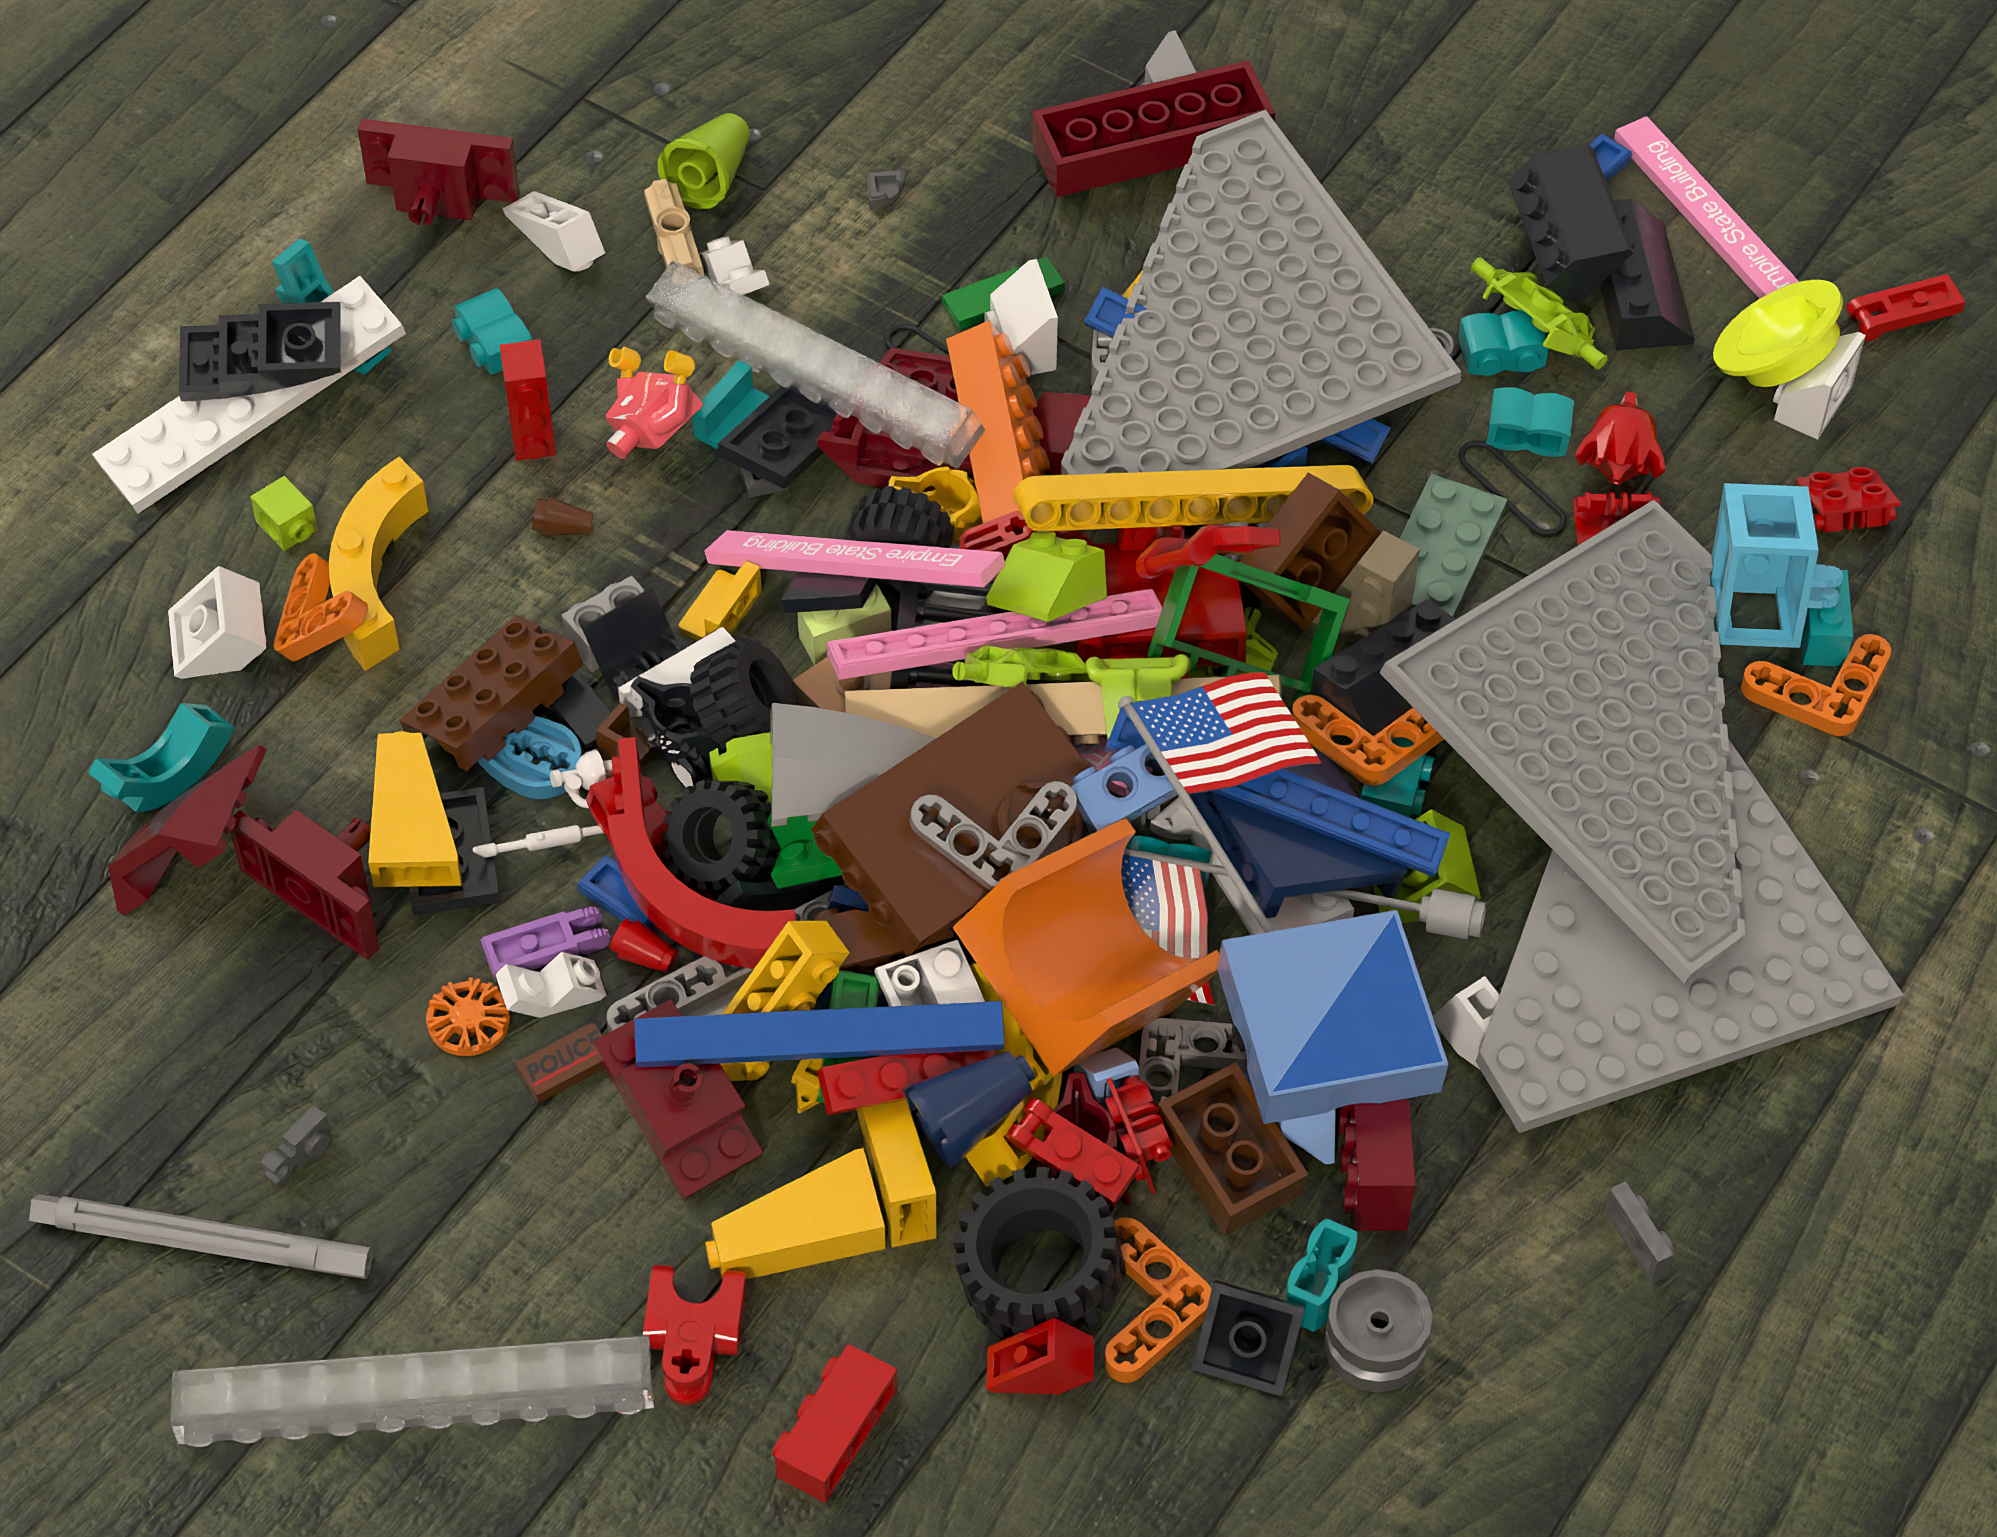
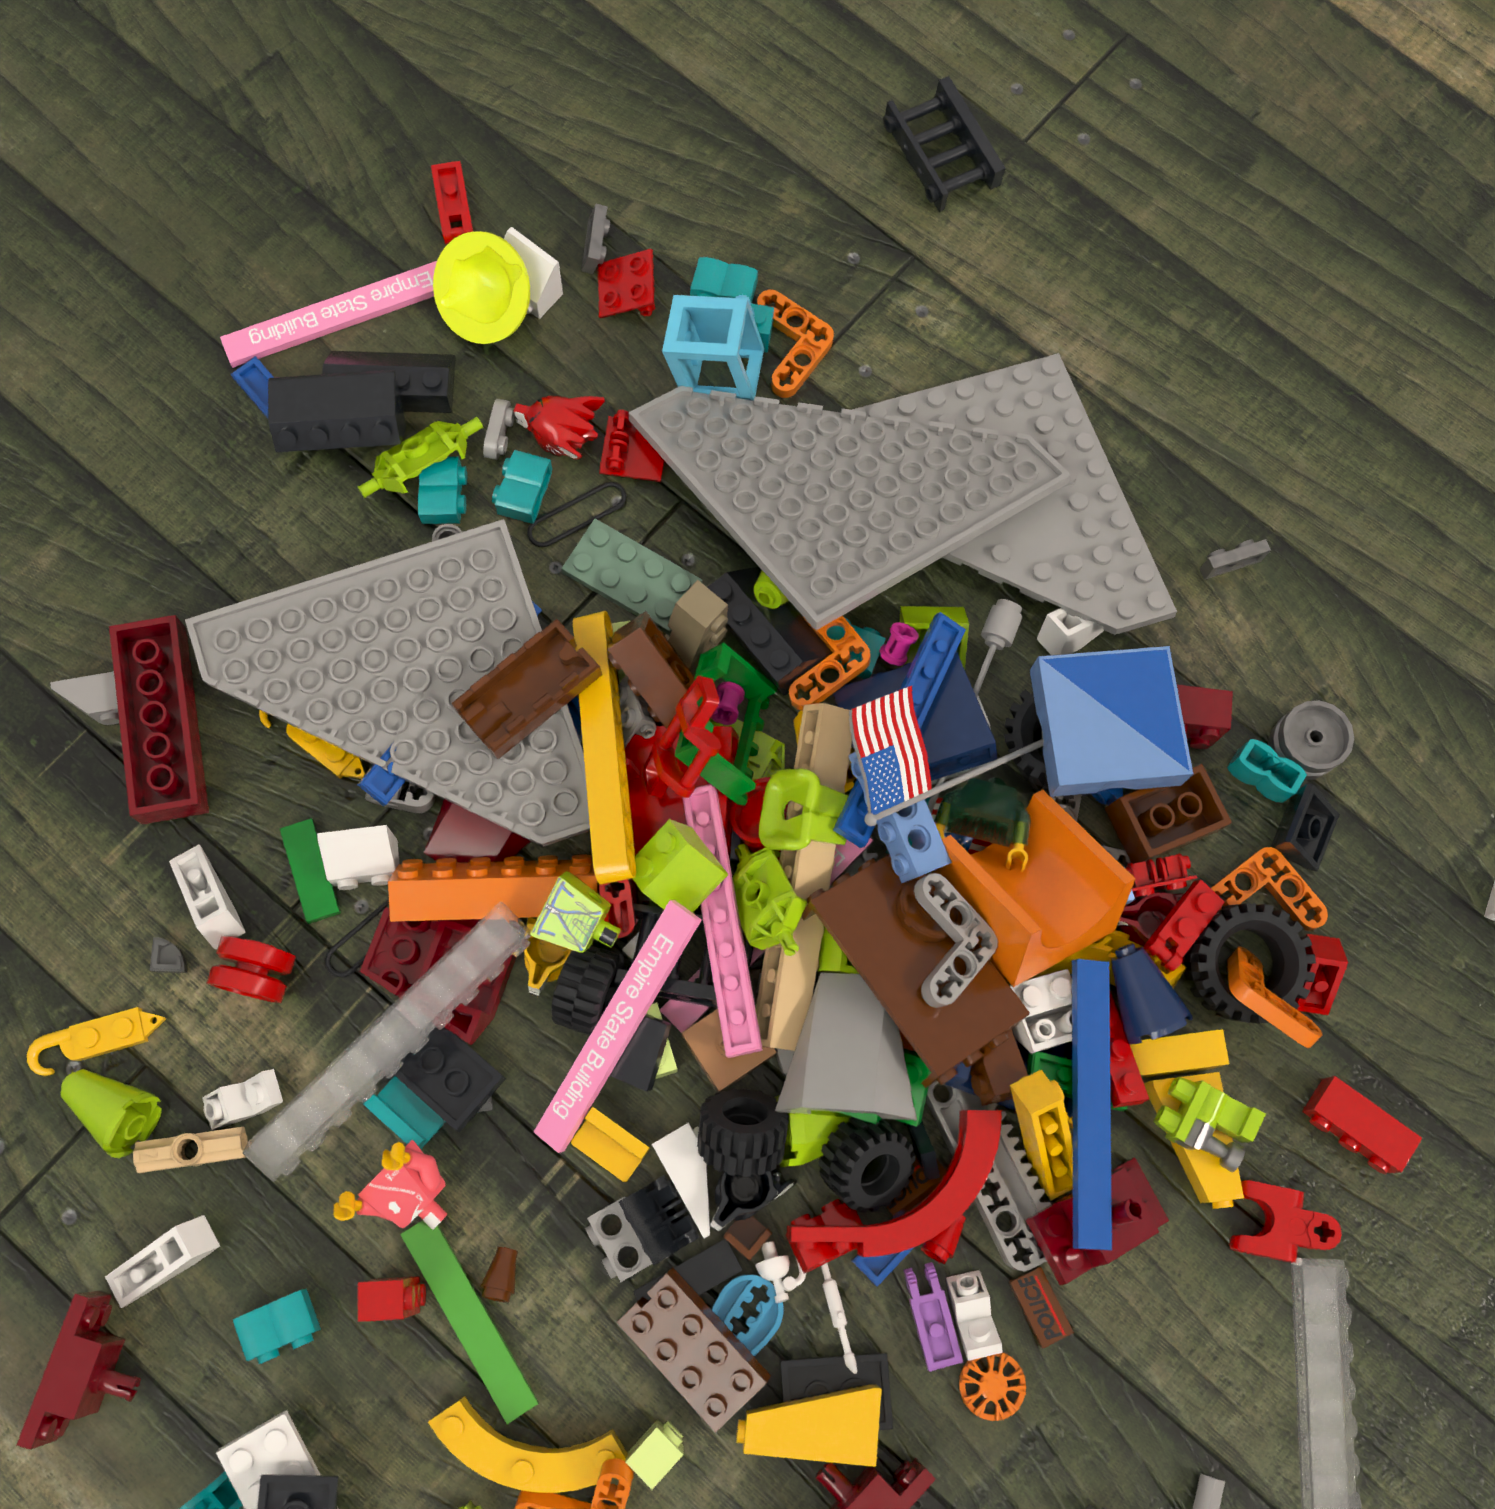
camera: 90 degrees left, 20 degrees up
(374, 666) = (656, 1452): none -> yellowish green brick
(508, 502) = (470, 1320): none -> bright green tile
(787, 144) = (96, 1037): none -> yellow plate
(822, 1187) = (1200, 1113): none -> lime hips
(879, 243) = (252, 966): none -> red wheel
(951, 204) = (206, 896): none -> white slope
(955, 1283) = (1248, 987): none -> orange beam
(975, 487) = (574, 916): none -> lime torso
(1181, 909) = (987, 813): none -> clear green torso
(1247, 409) = (527, 688): none -> reddish brown piece
(1284, 646) = (730, 697): none -> dark pink bush
(1409, 801) = (898, 643): none -> dark pink bush
(1599, 385) = (495, 438): none -> light grey plate
(1879, 595) = (724, 280): none -> teal brick
(1885, 452) = (596, 230): none -> flat silver plate

